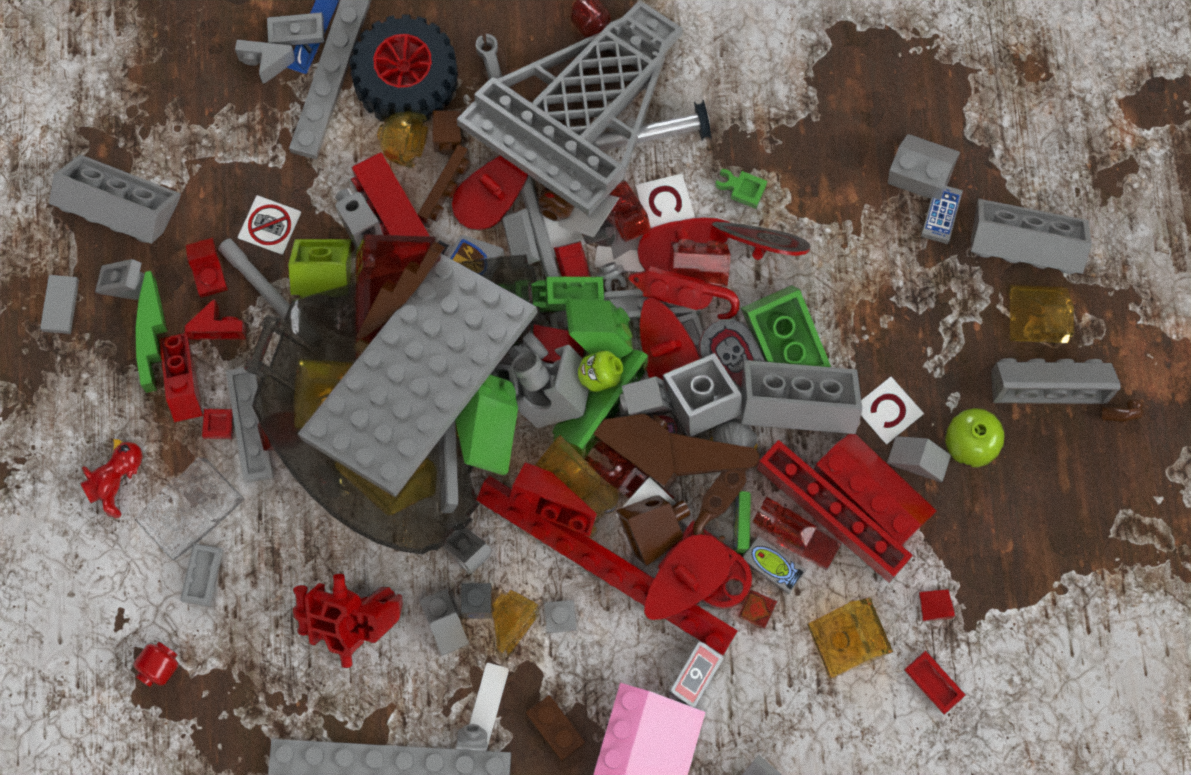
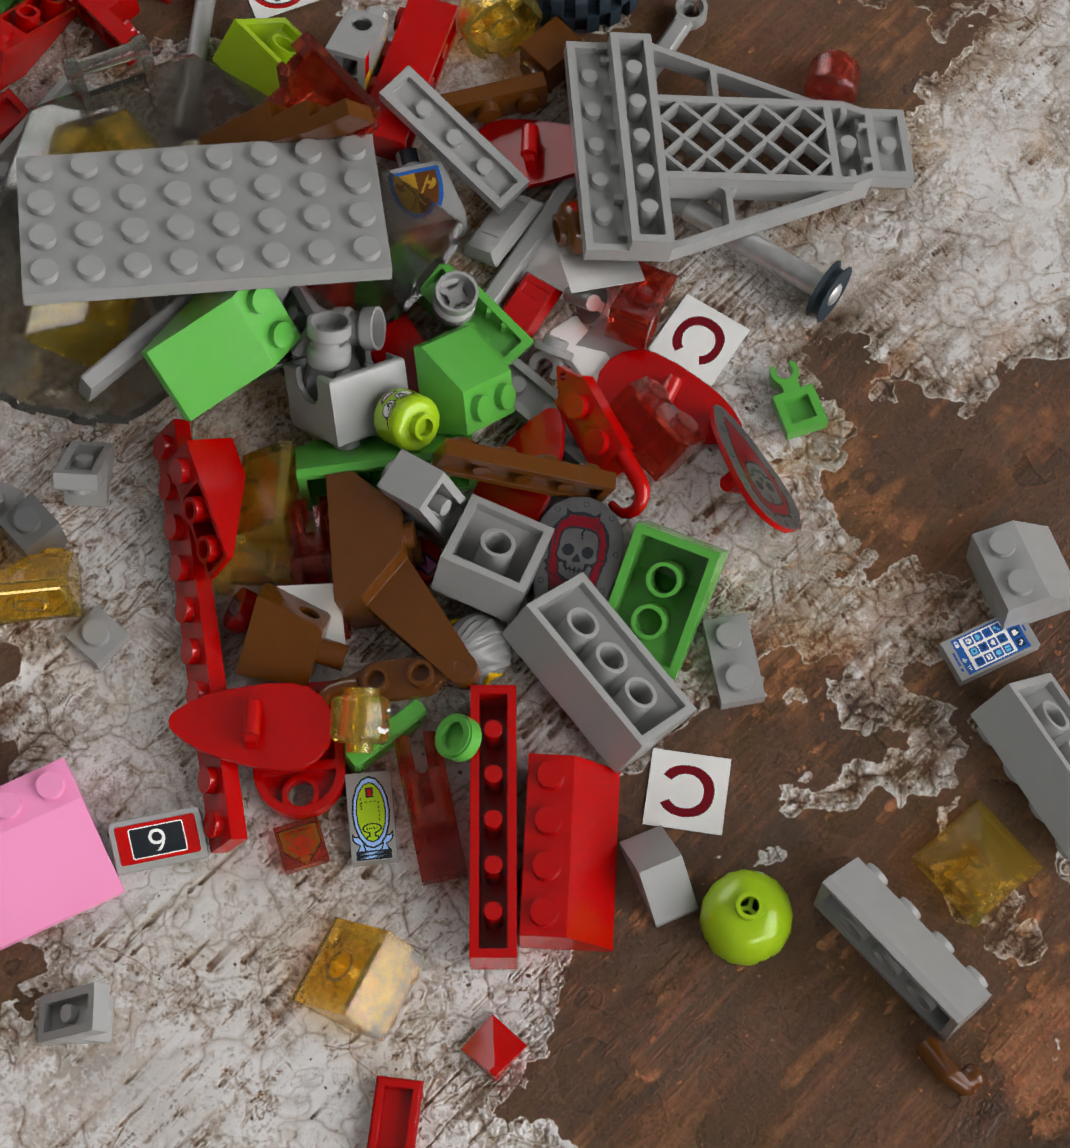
camera: 50 degrees right, 5 degrees down
(457, 218) = (453, 139): none -> light grey plate
(554, 287) = (458, 289): none -> light grey wheel
(612, 536) = (240, 611): none -> red tile
(682, 335) = (522, 471): none -> reddish brown plate
(732, 525) = (360, 719): none -> clear yellow head
(781, 488) = (458, 737): none -> bright green tile
(845, 332) = (733, 661): none -> light grey plate

